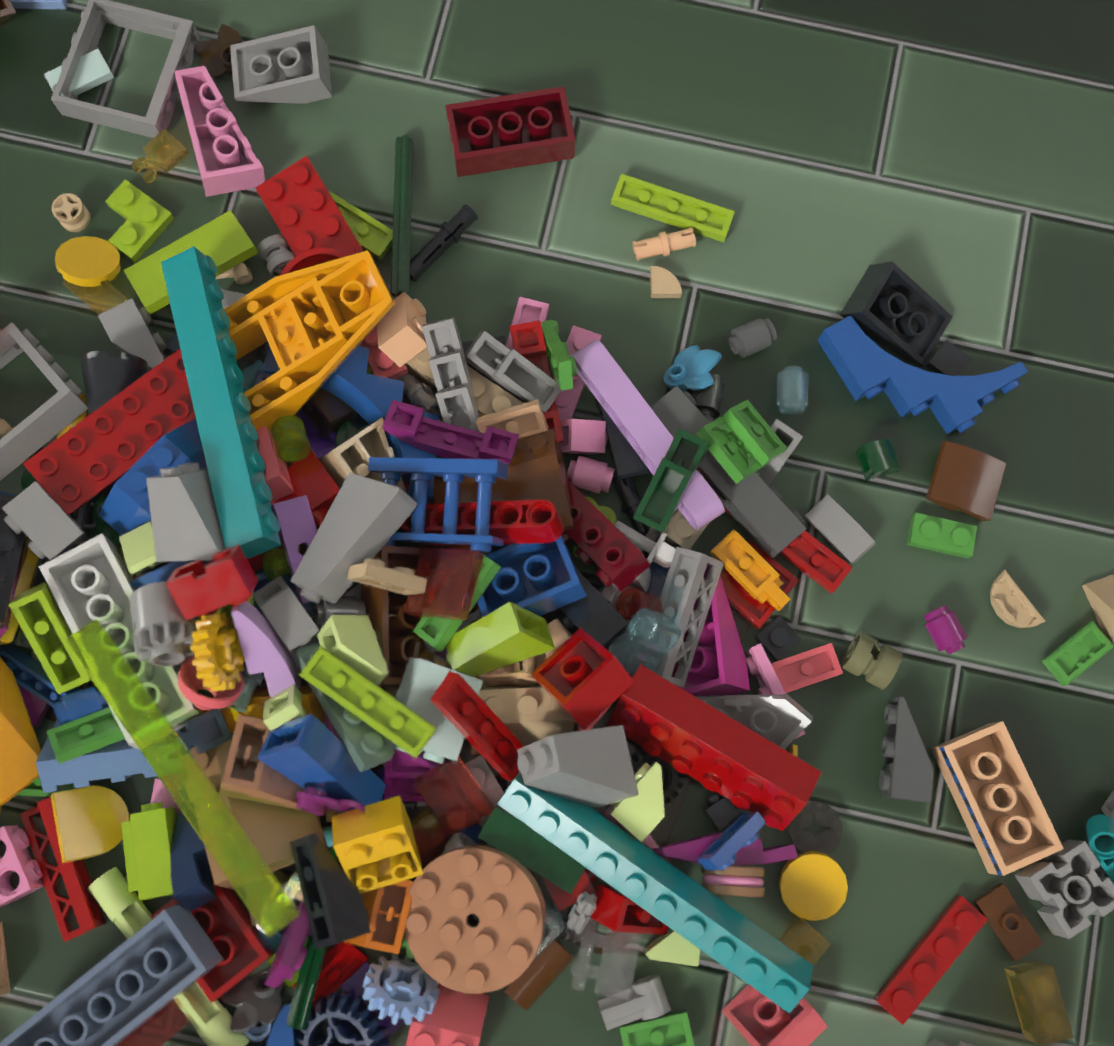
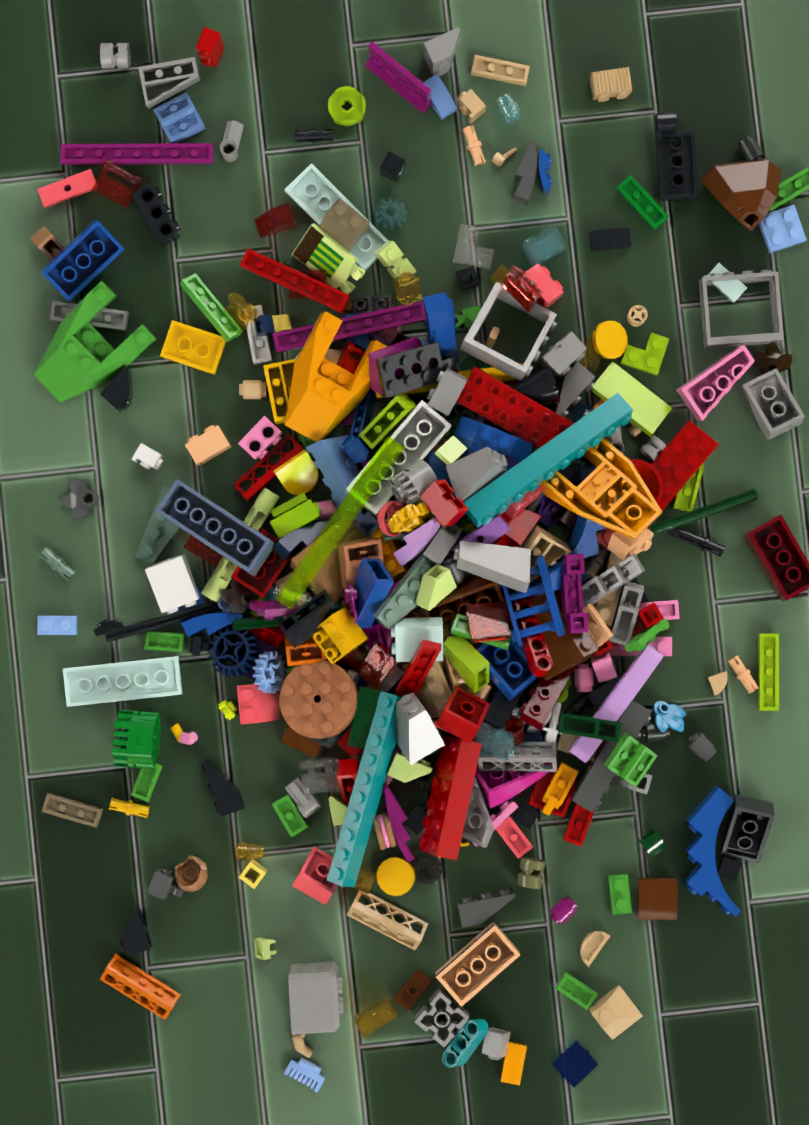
camera: 75 degrees right, 10 degrees up
(76, 328) = (562, 354): none -> light grey brick
(84, 735) = (343, 460): bright green plate -> none
(161, 152) = (694, 353): clear yellow plate -> none
(283, 708) = (392, 561): yellowish green tile -> none
(290, 438) = (539, 506): clear neon green wheel -> none
(368, 702) = (410, 606): lime tile -> none
(375, 574) = (480, 597): tan plate -> none
(579, 917) = (336, 753): light grey axle -> none
(740, 833) = (398, 820): blue plate -> none
(792, 390) = (677, 780): clear light blue brick -> none
(840, 529) = (601, 832): light grey slope -> none
(889, 932) = (386, 925): none -> tan fence
(930, 959) = (378, 952): red plate -> none

